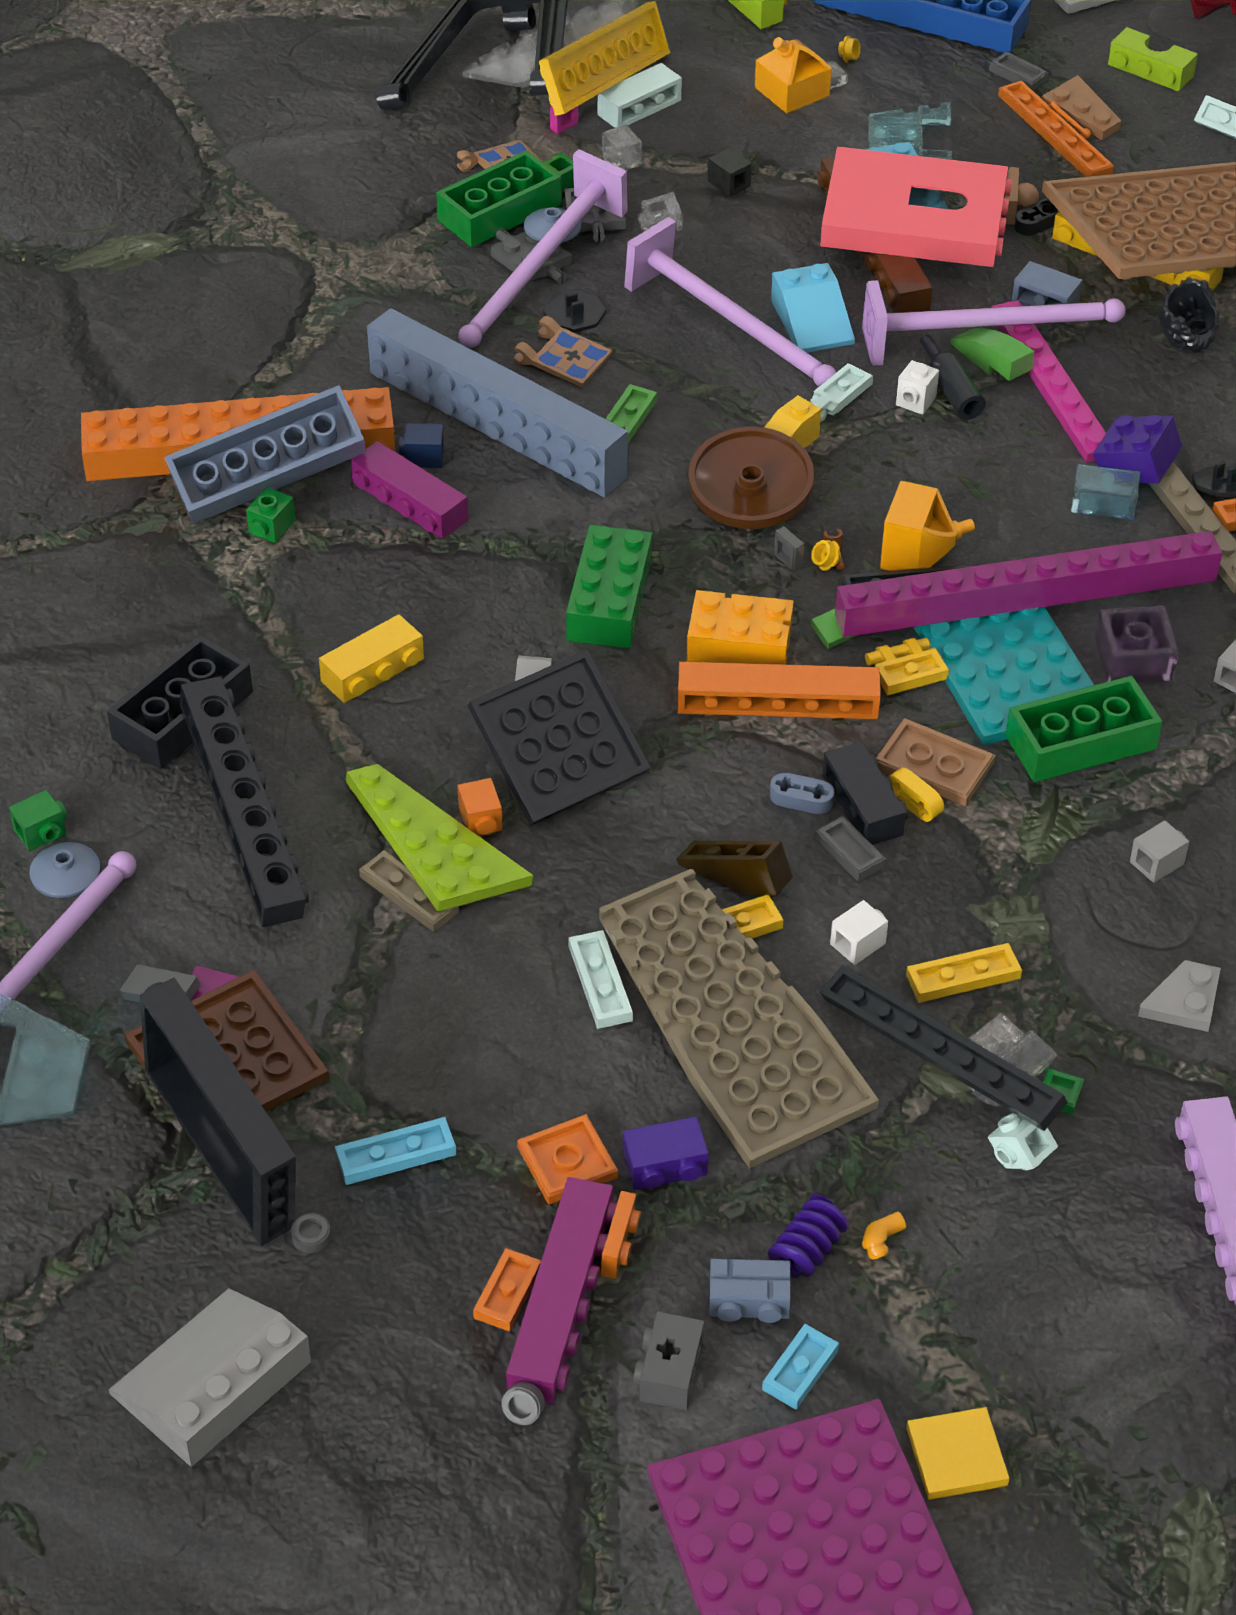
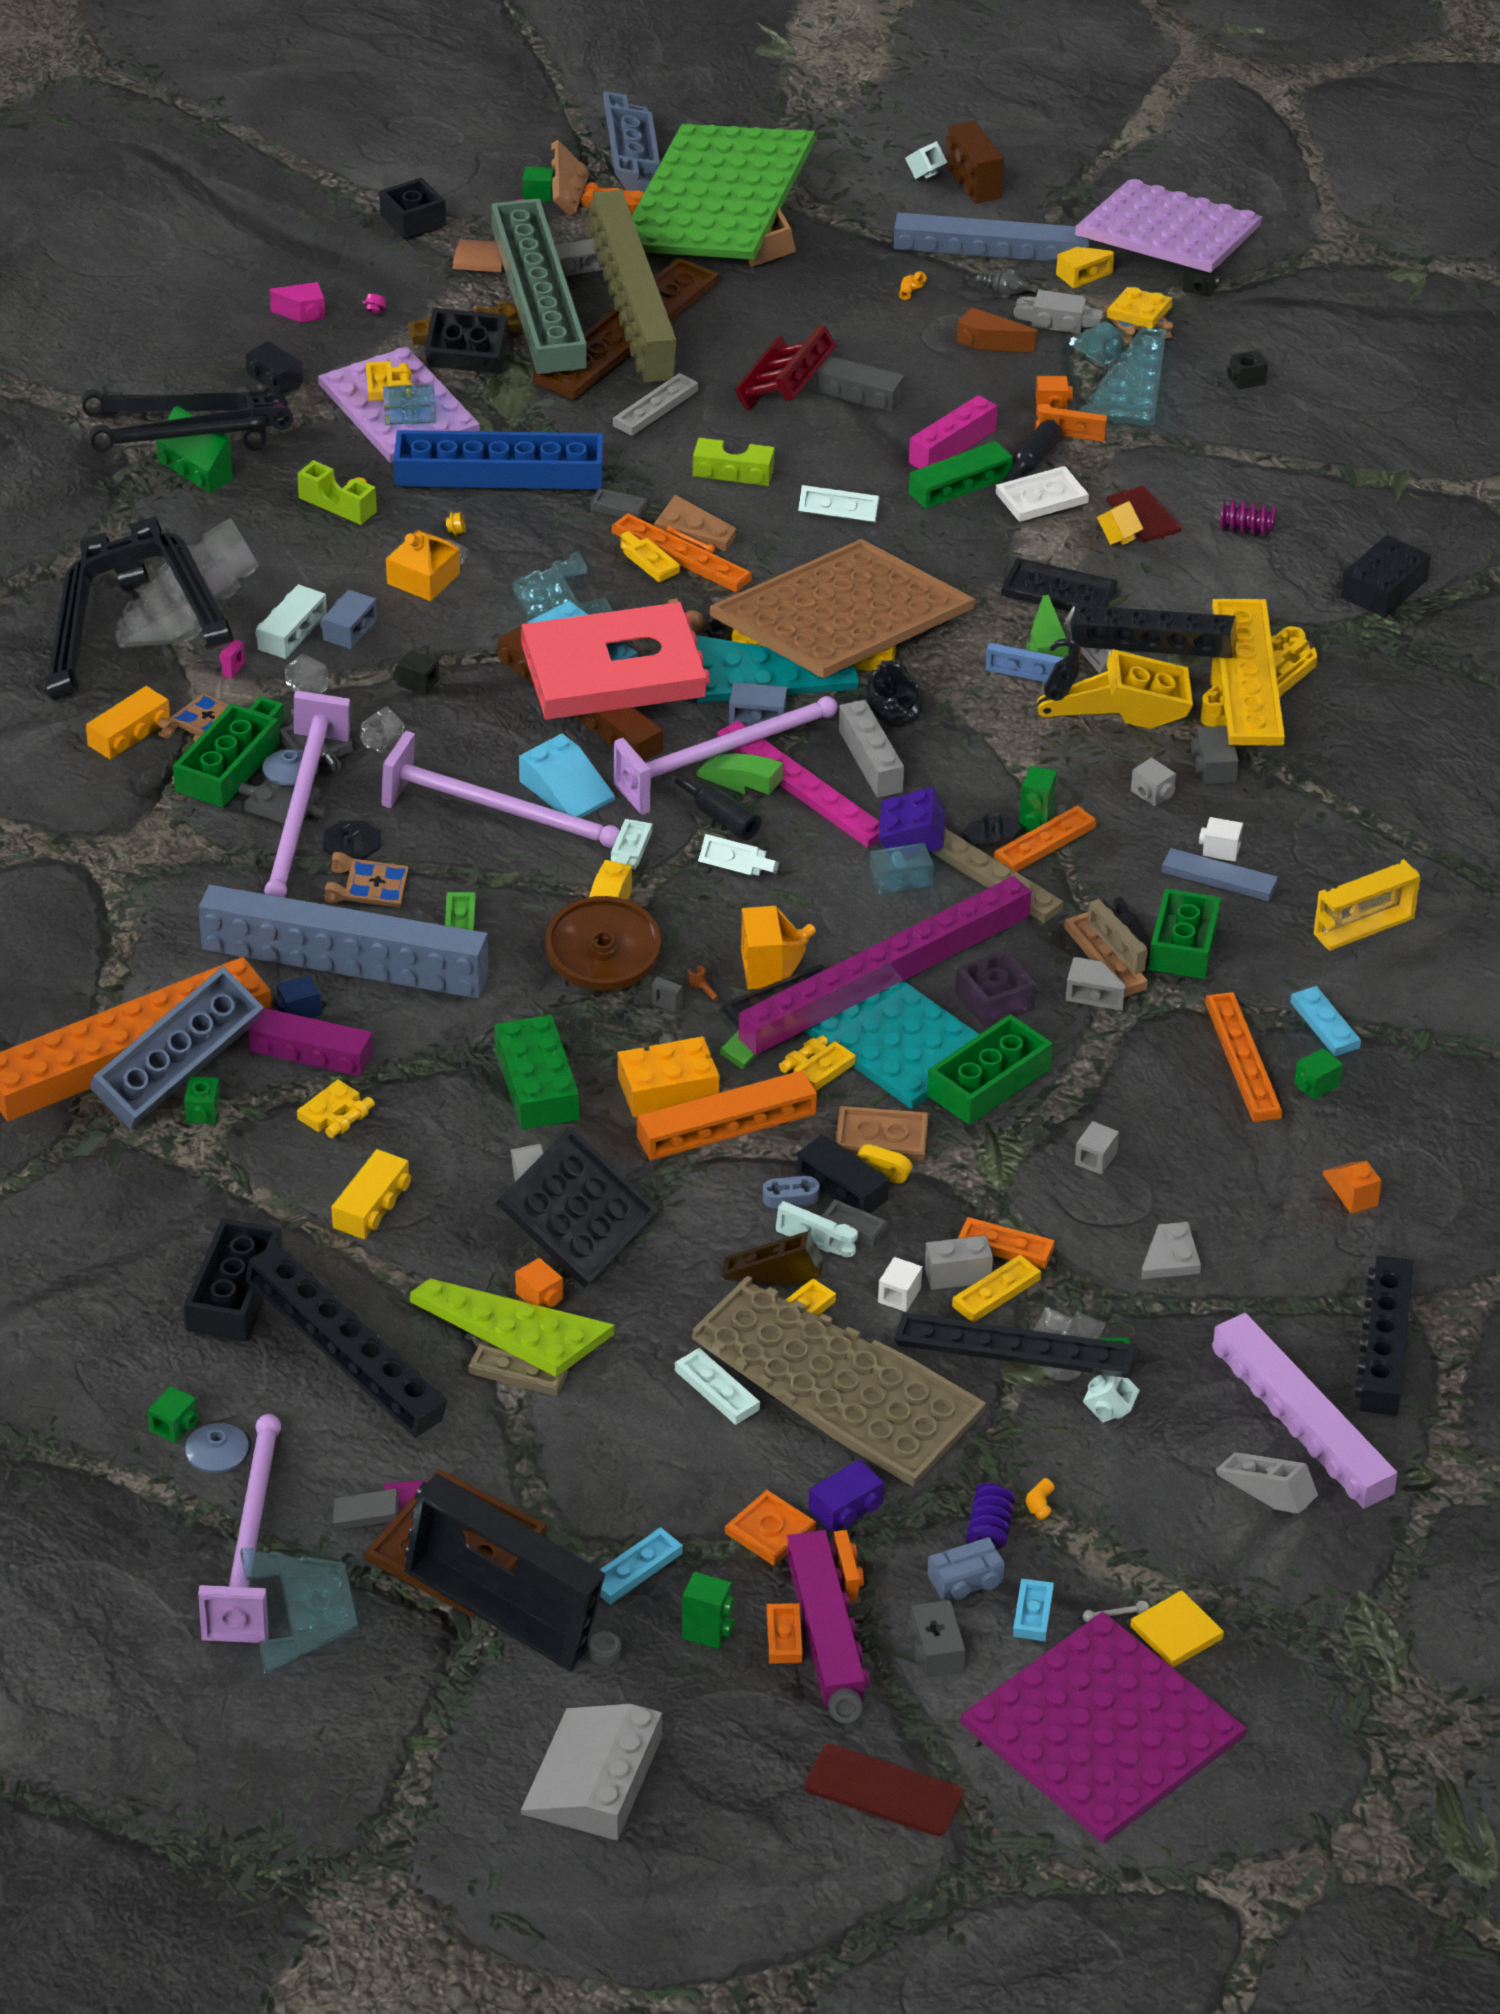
camera: 25 degrees left, 5 degrees down
(394, 563) = (330, 1105): none -> yellow plate
(430, 145) = (127, 722): none -> light orange brick
(430, 1232) = (707, 1610): none -> green brick
(515, 1524) = (884, 1789): none -> clear red piece
(604, 58) = (253, 595): yellow plate -> none
(694, 108) = (349, 619): none -> sand blue brick
(802, 843) = (825, 1233): none -> light aqua hinge
(826, 554) = (694, 990): yellow plate -> none
(917, 387) = (697, 817): white brick -> none
(929, 1409) = (1140, 1607): none -> light grey hinge
(934, 928) = (957, 1262): none -> light grey brick
(940, 431) = (735, 856): none -> light aqua hinge
(1002, 924) = (1010, 1242): none -> orange plate
(1019, 126) = (649, 557): none -> yellow hinge
(1053, 246) = (757, 664): none -> teal wing
(1139, 364) = (871, 748): none -> light grey brick
(1161, 1310) = (1273, 1481): none -> light grey slope

